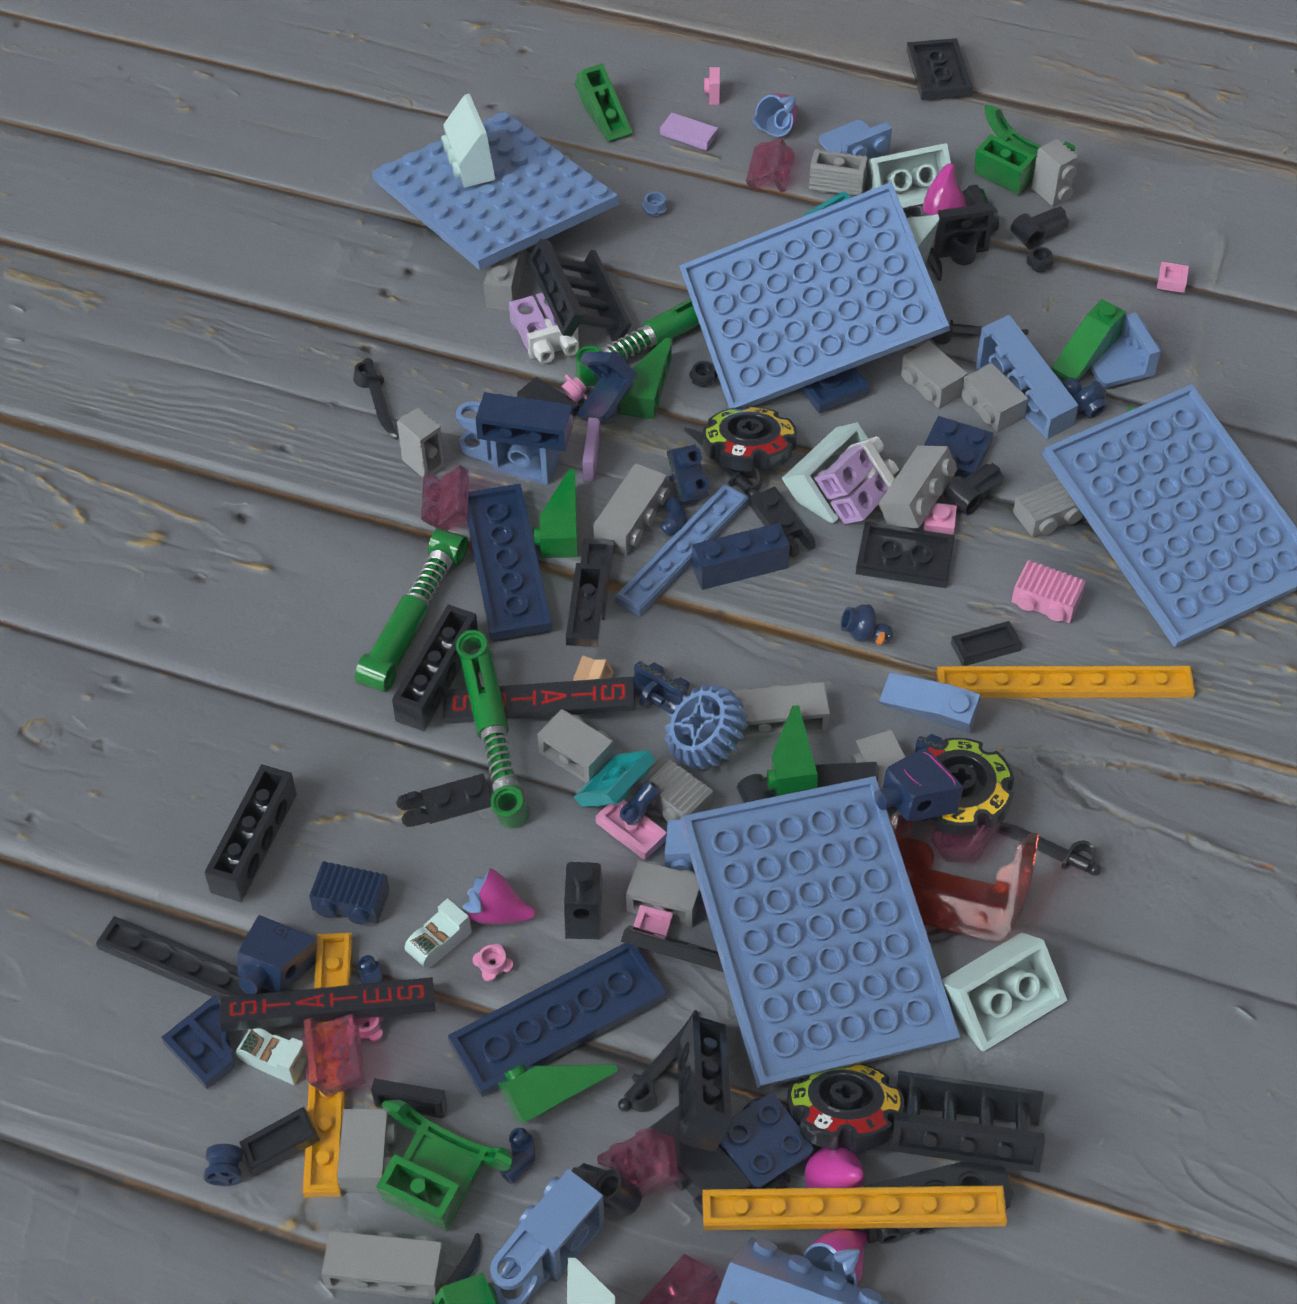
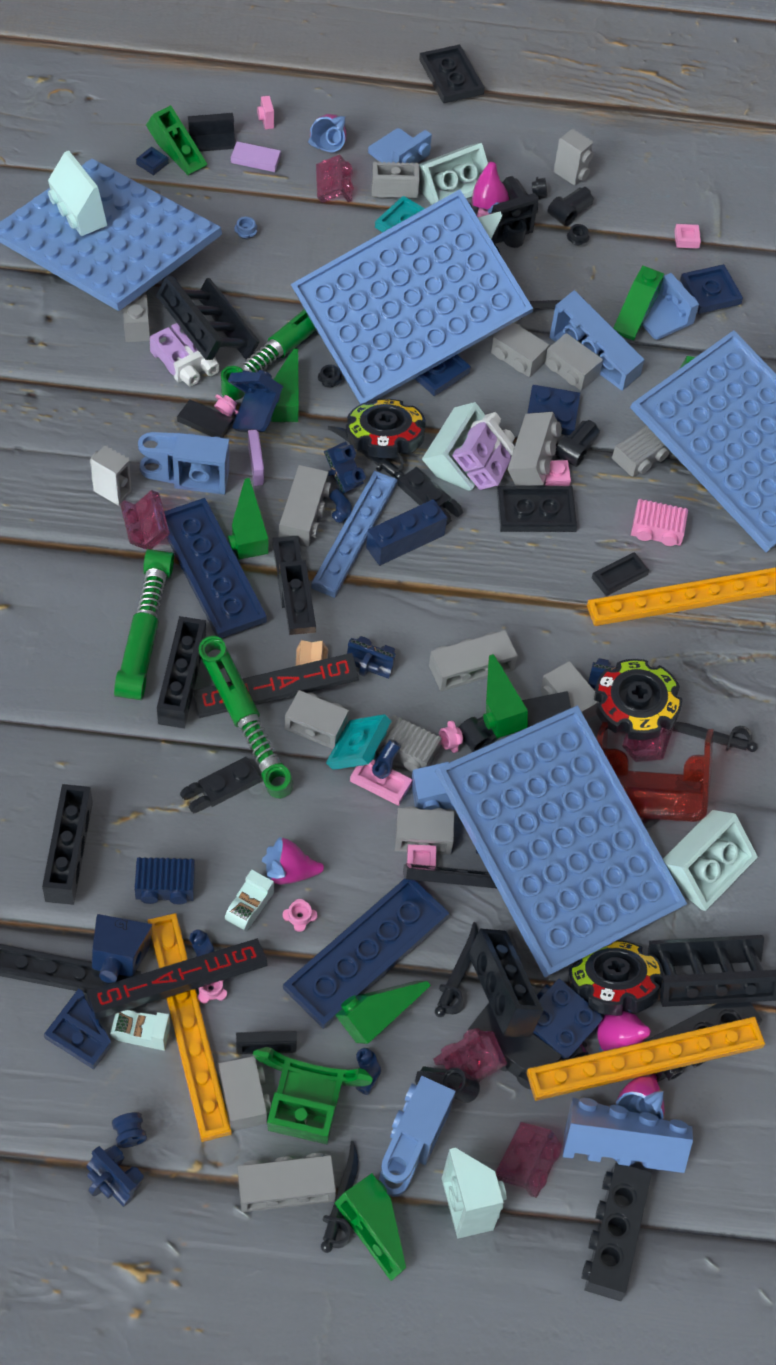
camera: 20 degrees left, 5 degrees up
(183, 1215) = (110, 1178): none -> dark blue hips
(279, 1141) = (169, 1100): black tile -> none
(334, 1054) = (197, 1019): clear pink bracket -> none
(374, 382) = (44, 422): black sword -> none
(524, 421) = (203, 445): dark blue brick -> none
(572, 122) = (152, 161): none -> dark blue tile
(583, 891) = (361, 842): black torso -> none
(646, 99) = (212, 131): none -> black panel
(700, 721) = (429, 690): medium blue gear -> none
(727, 792) = (451, 737): none -> bright pink plate
(862, 625) = (520, 575): dark blue animal -> none
(919, 788) = (614, 708): dark blue torso -> none
(932, 701) = (592, 630): medium blue slope -> none
(1008, 202) = (539, 187): none -> black plate
(1009, 156) = (529, 146): green piece -> none
(1089, 399) = (649, 351): dark blue animal -> none
(1186, 339) = (712, 288): none -> dark blue plate

